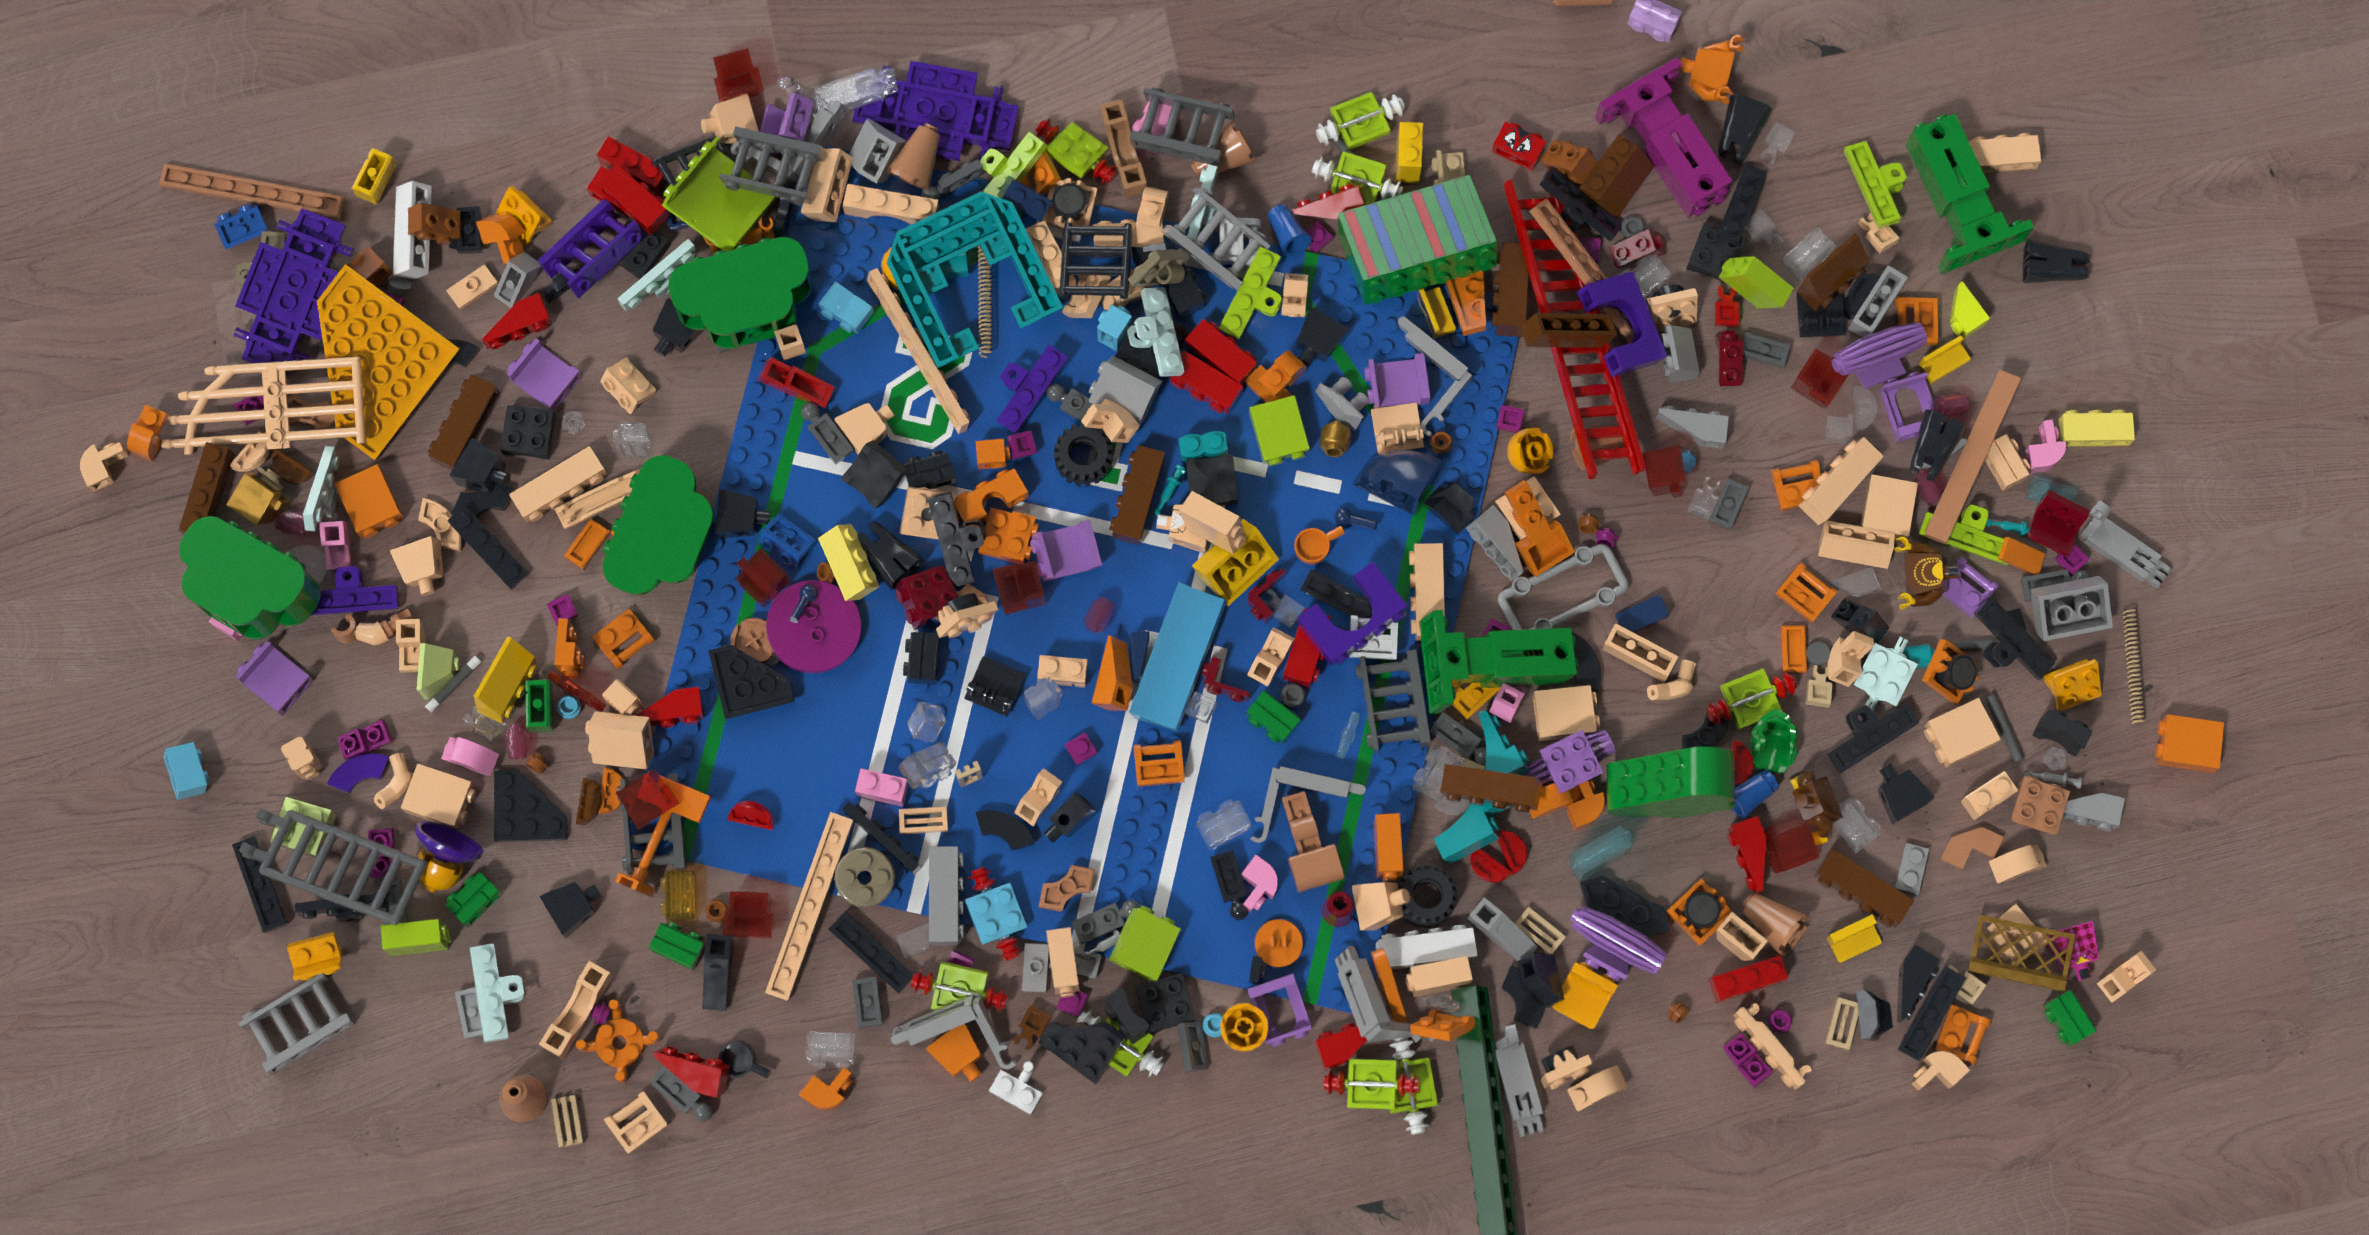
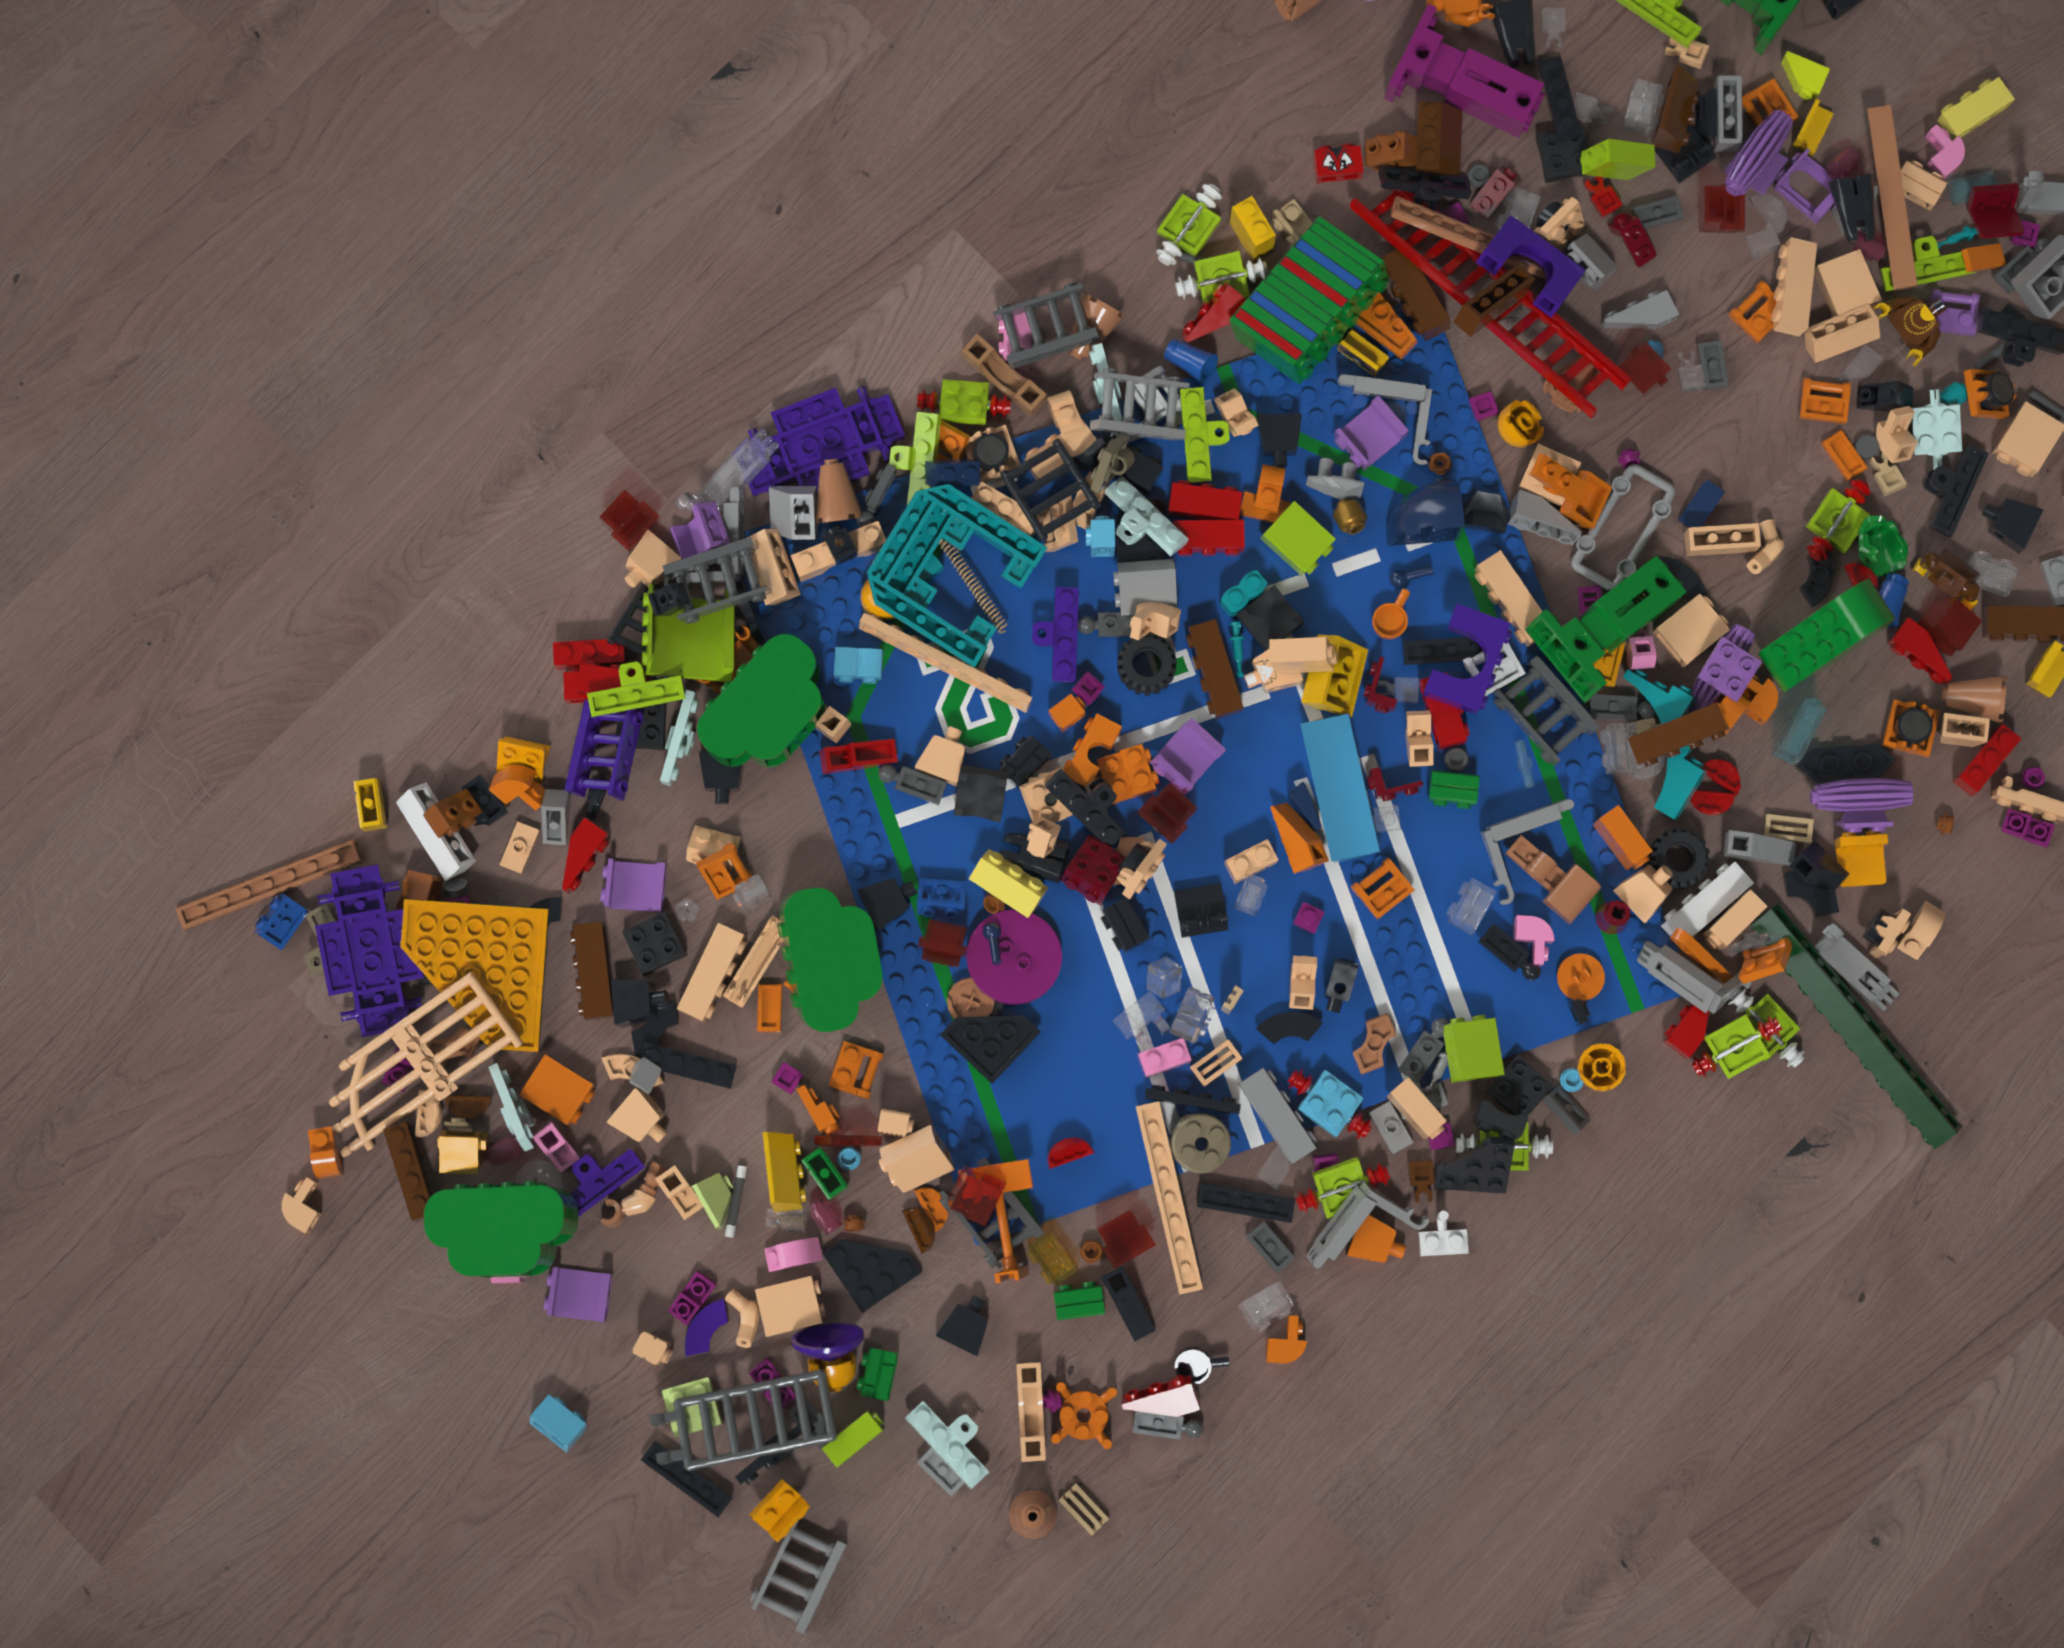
camera: 30 degrees left, 5 degrees up
(446, 531) = (644, 1075): none -> light grey slope
(615, 405) = (717, 874): none -> orange plate
(641, 1128) = (1150, 1477): light nougat plate -> none
(644, 213) = (635, 692): none -> lime plate
(678, 706) = (944, 1099): red slope -> none
(722, 157) = (669, 599): none -> black brick
(884, 740) = (1138, 1016): none -> clear plate
(891, 206) = (840, 553): none -> black brick
(899, 539) = (1042, 837): none -> light nougat brick
(1099, 615) = (1249, 794): clear pink brick -> none
(1302, 1020) = (1612, 1005): medium lavender panel -> none
(1319, 237) = (1220, 347): magenta plate -> none
(1397, 427) = (1395, 474): light nougat hinge -> none
(1588, 524) = (1607, 455): dark orange plate -> none

